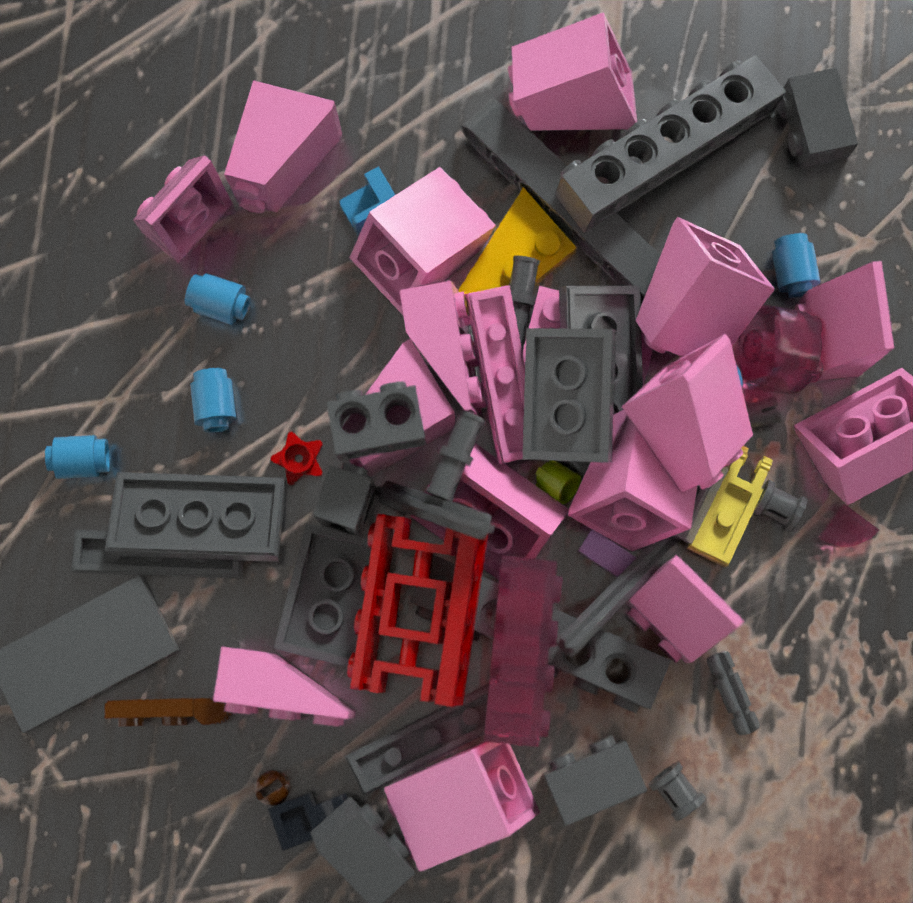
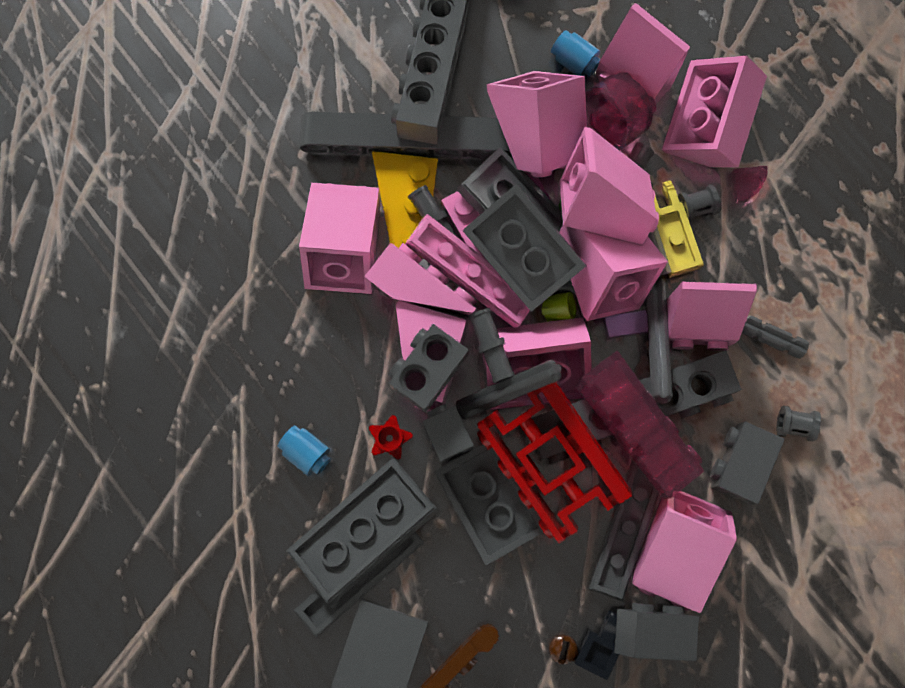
camera: 45 degrees left, 0 degrees up
(78, 457) = (253, 563): dark azure brick -> none
(184, 208) = (173, 349): bright pink slope -> none
(217, 298) = (247, 386): dark azure brick -> none
(268, 681) = (506, 587): bright pink slope -> none
(279, 145) = (199, 257): bright pink slope -> none
(361, 202) = (285, 243): dark azure panel -> none
(573, 79) = (342, 59): bright pink slope -> none

